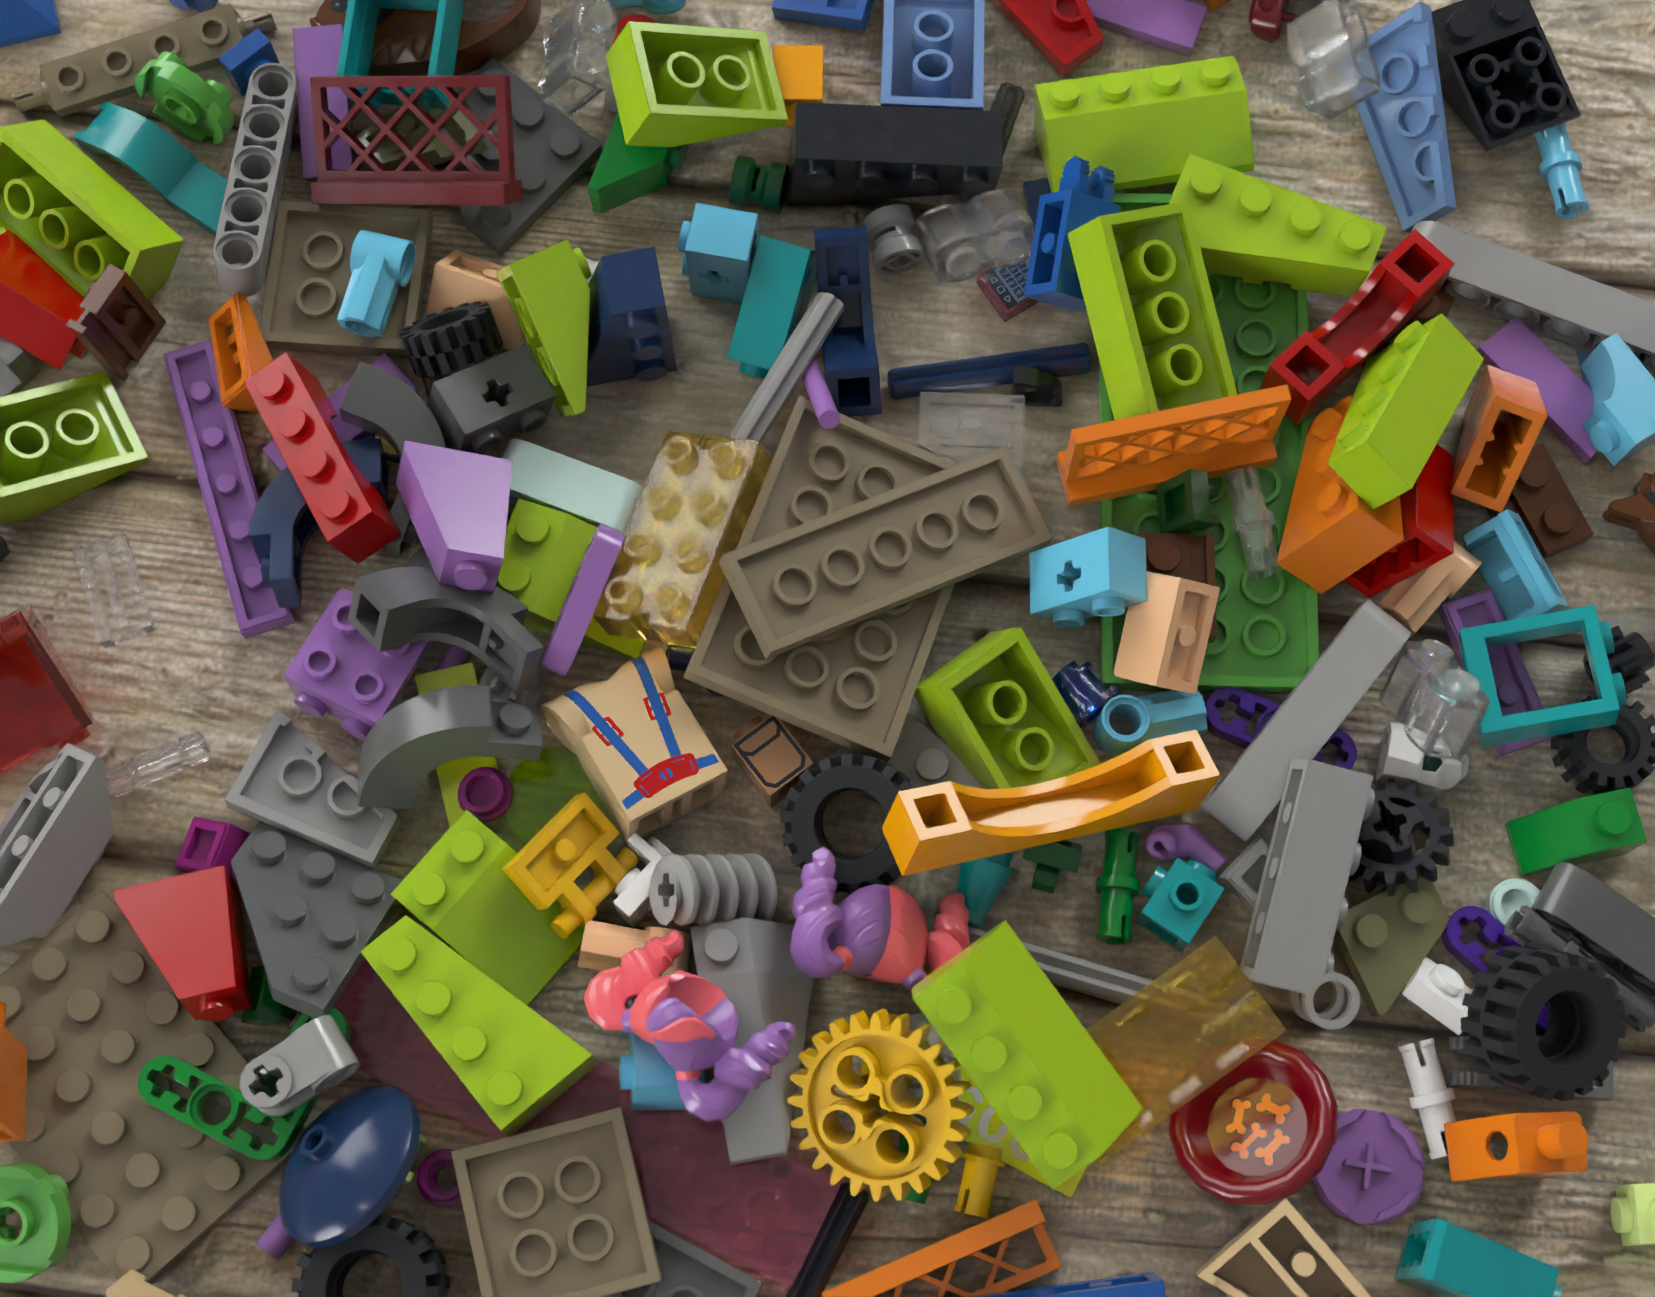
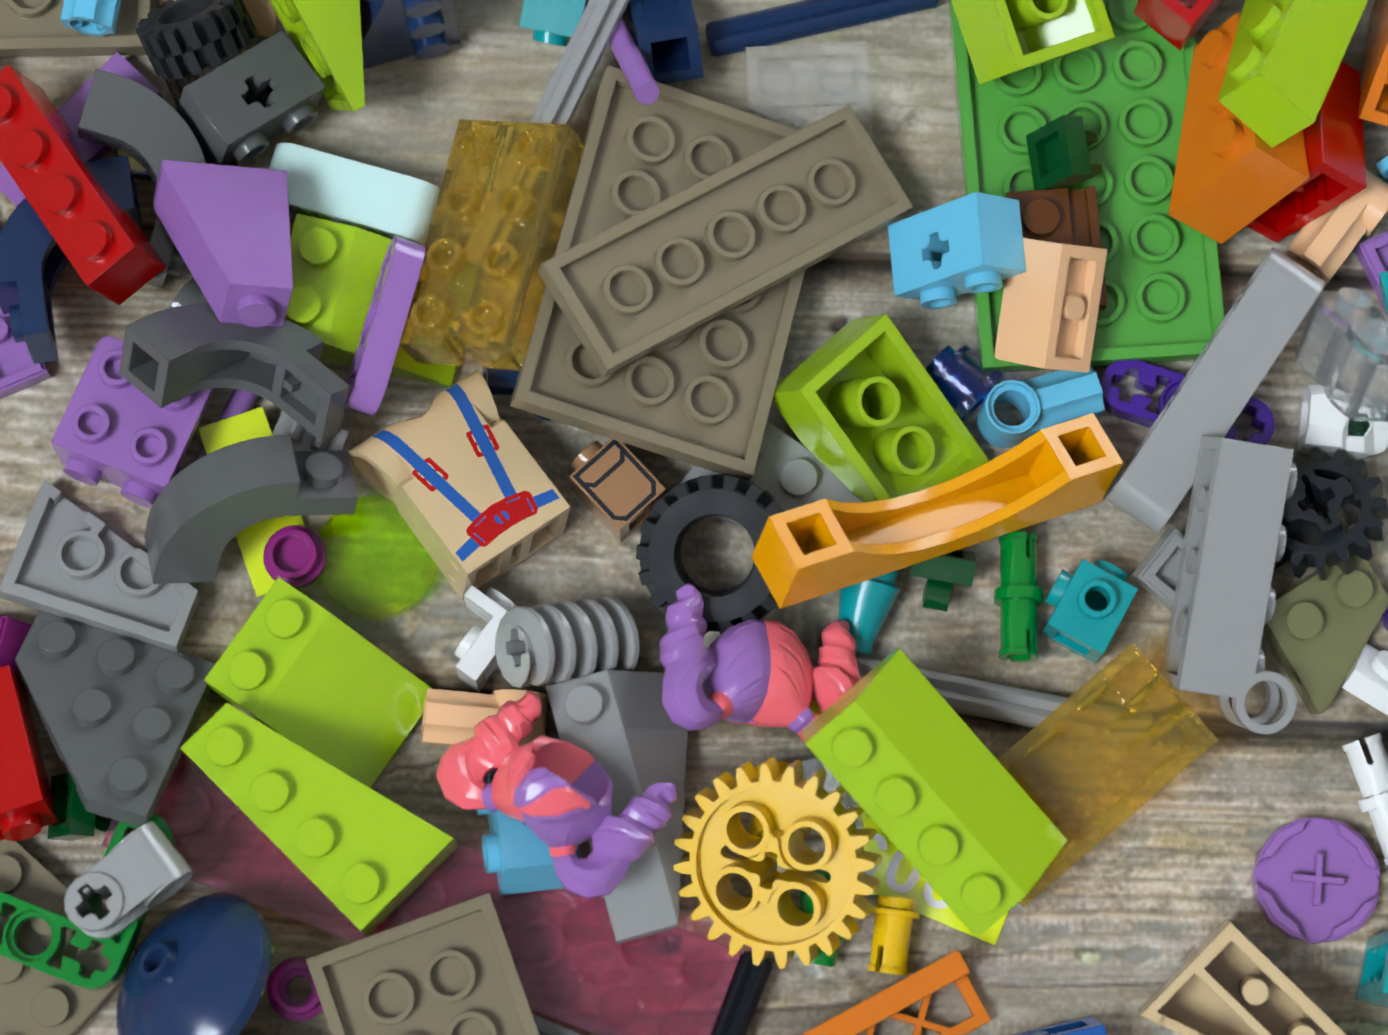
camera: 10 degrees left, 5 degrees up
(560, 853) = (391, 616): yellow plate -> none
(1037, 386) = (879, 30): black tile -> none
(1153, 447) = (1027, 92): orange fence -> none
(1184, 842) = (1088, 540): medium lavender arm -> none
(1253, 522) = (1138, 169): clear pin -> none
(1258, 1128) = (1195, 849): dark red piece -> none

